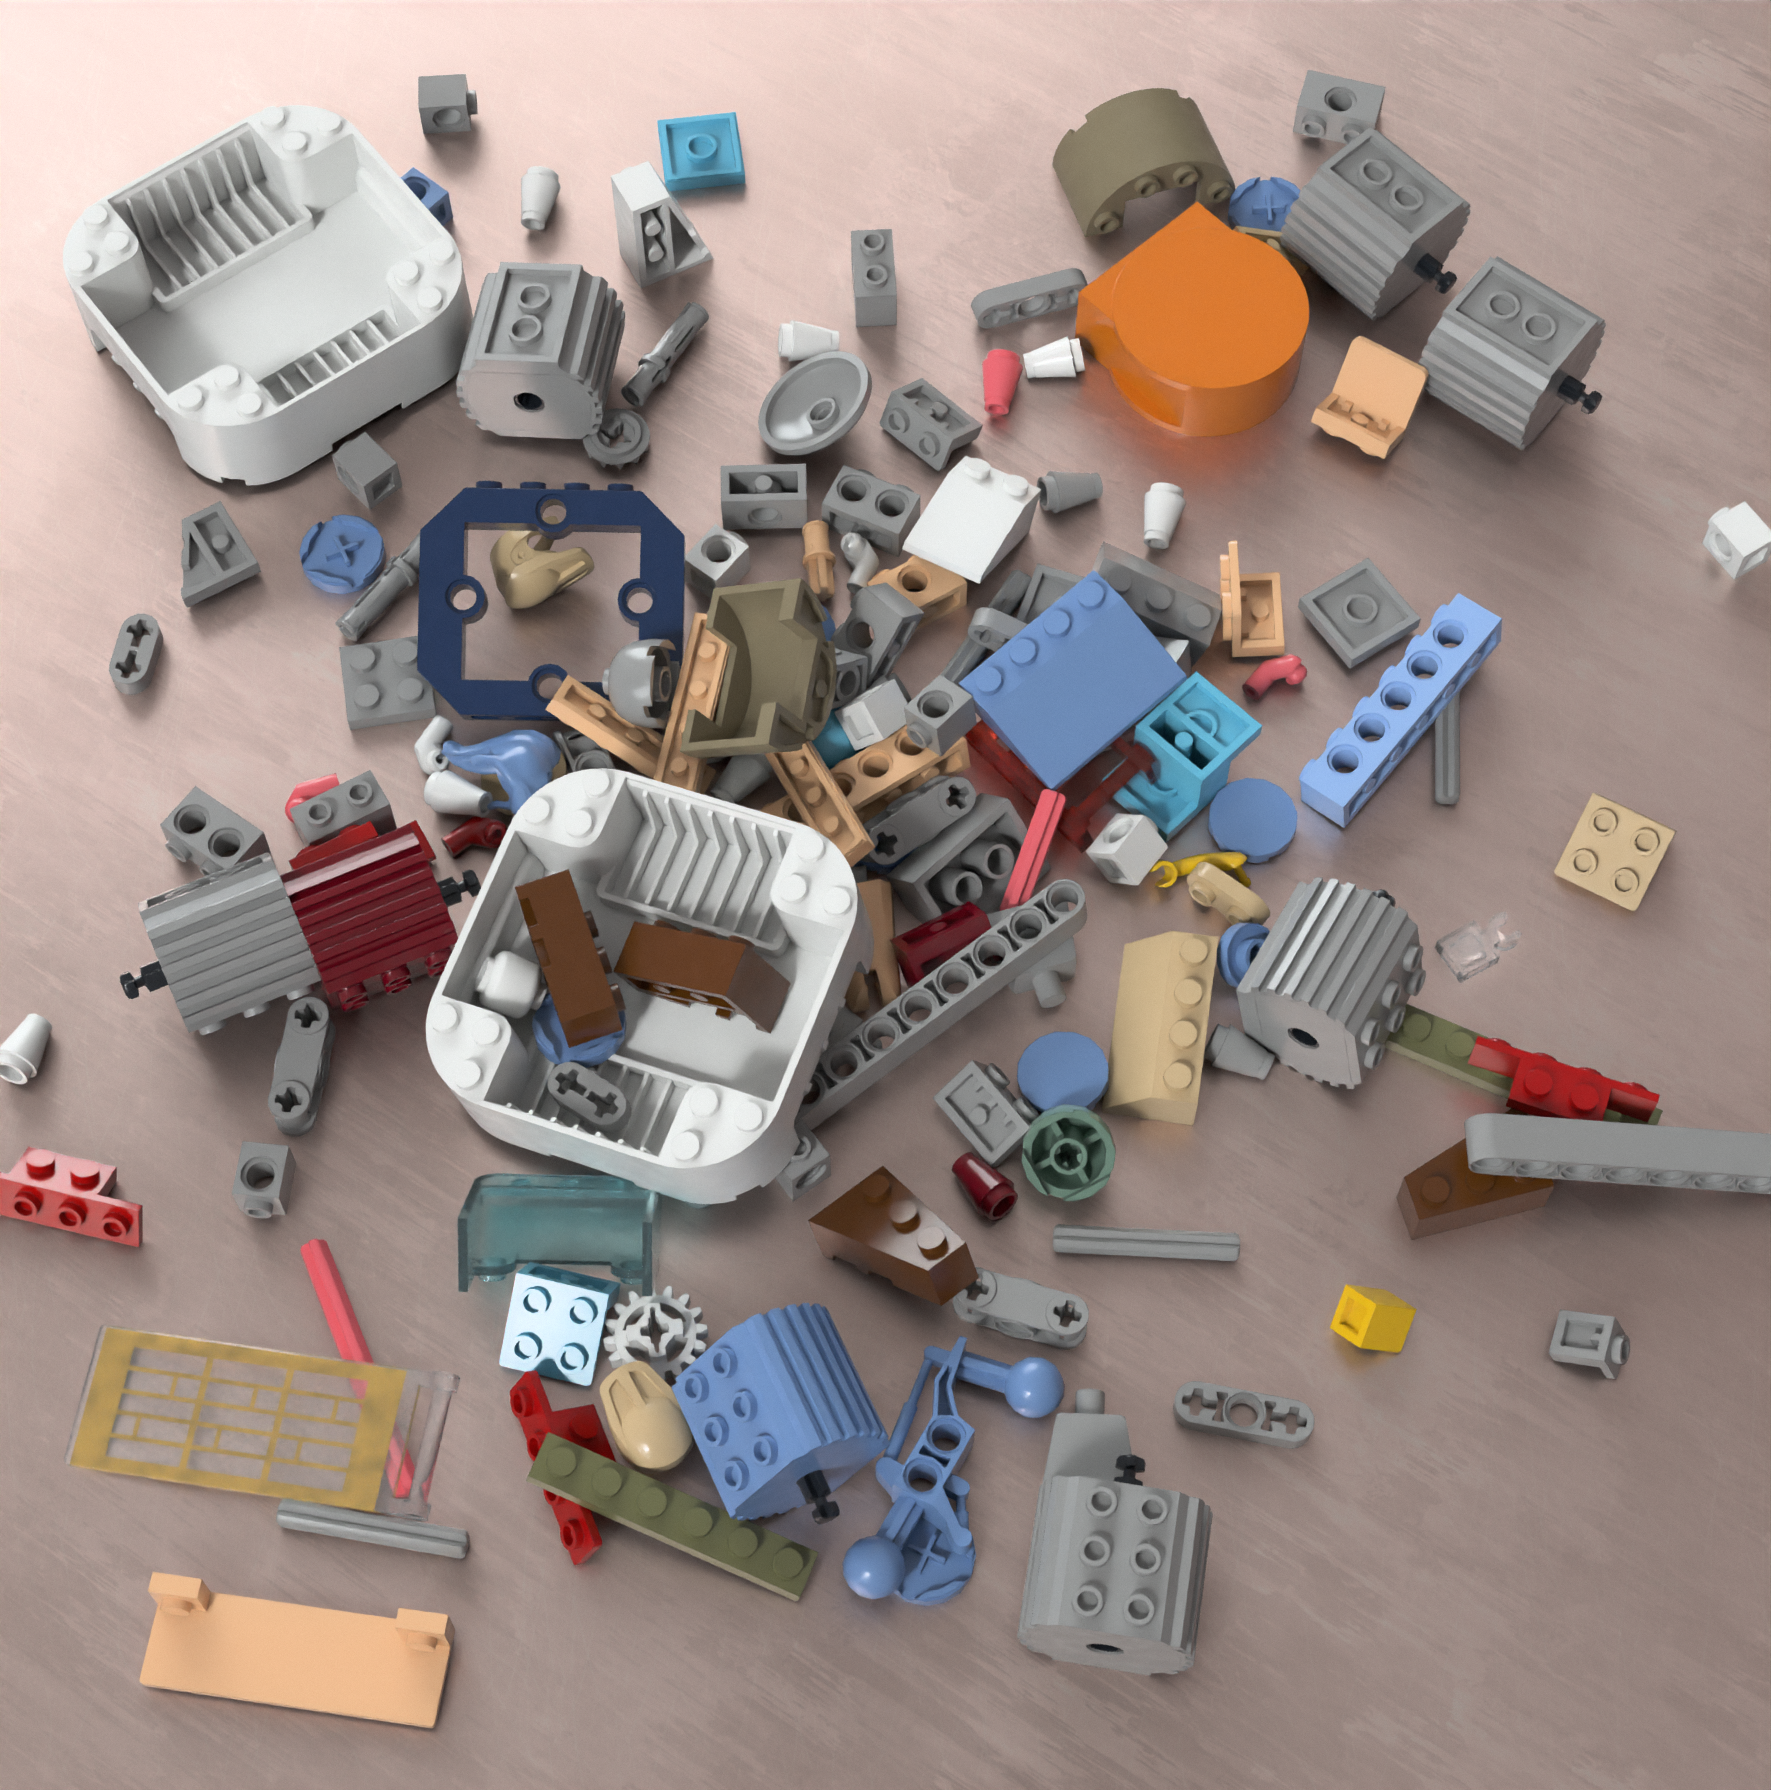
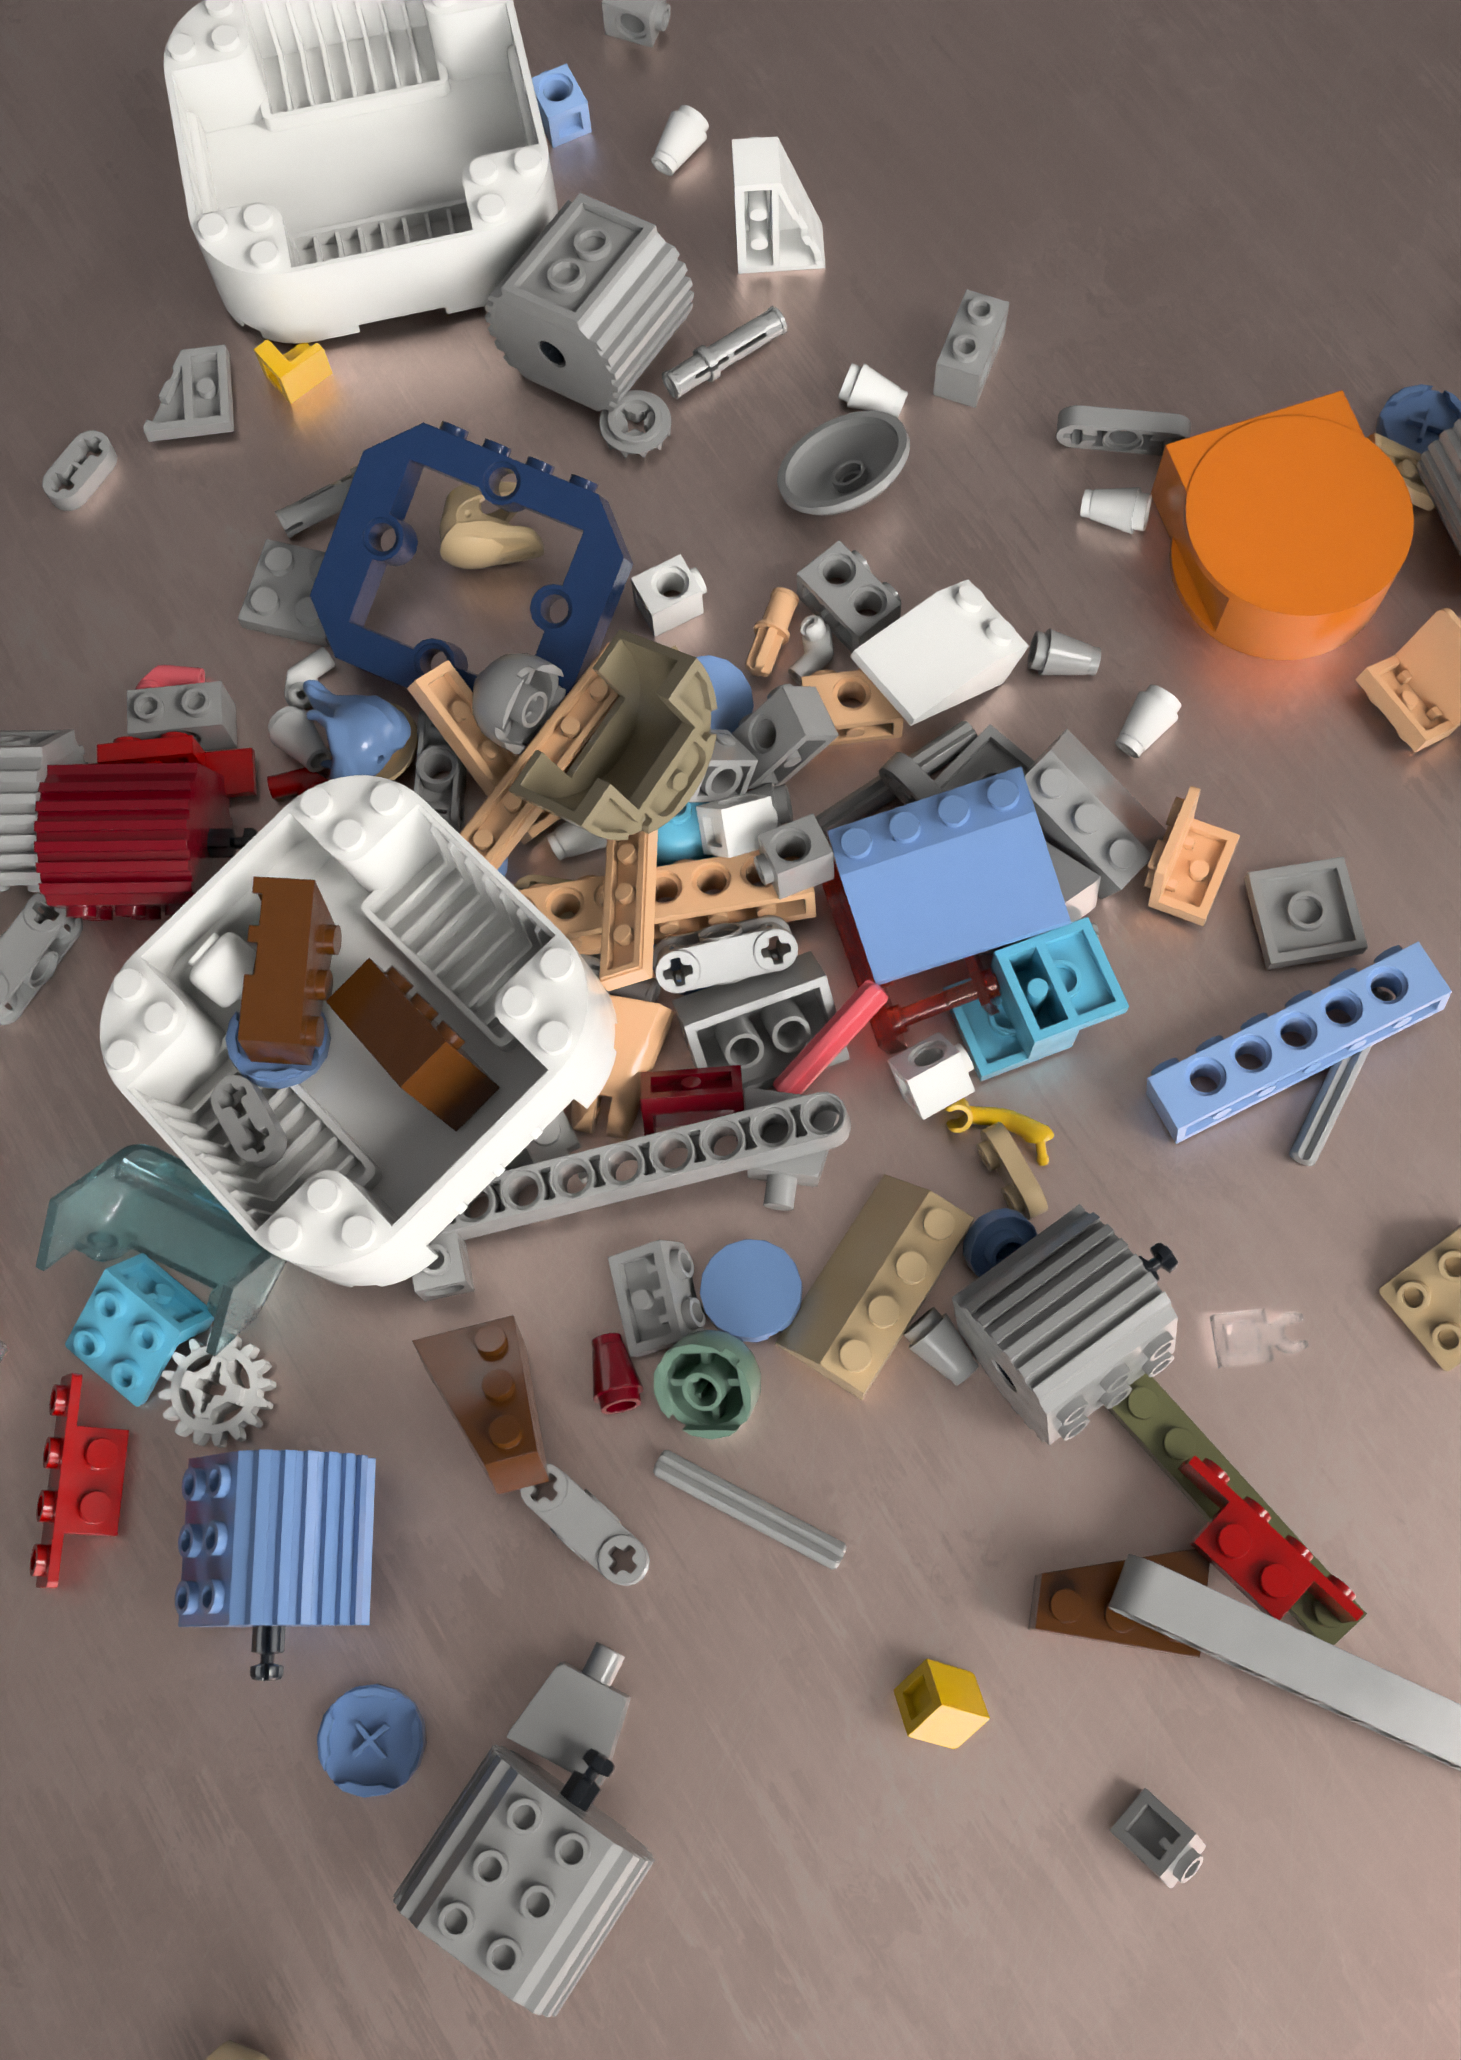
camera: 30 degrees right, 10 degrees up
(221, 833) = (60, 688): light grey brick -> none
(290, 501) = (294, 371): none -> yellow panel
(342, 554) = (318, 443): medium blue tile -> none
(367, 470) = (377, 365): light grey brick -> none
(645, 1418) = (150, 1475): tan helmet -> none
(672, 1516) = (134, 1589): olive plate -> none
(701, 151) = (865, 149): medium azure tile -> none
(764, 496) = (745, 542): light grey brick -> none
(928, 422) = (954, 525): light grey bracket -> none
(1000, 380) = (1049, 508): coral cone -> none
(1032, 1388) = (554, 1619): medium blue piece -> none
(1138, 149) = (1312, 308): dark tan cylinder -> none
(1209, 1398) = (798, 1757): light grey beam -> none
(1253, 819) = (1082, 1094): medium blue tile -> none
(1271, 670) = (1182, 938): coral arm -> none

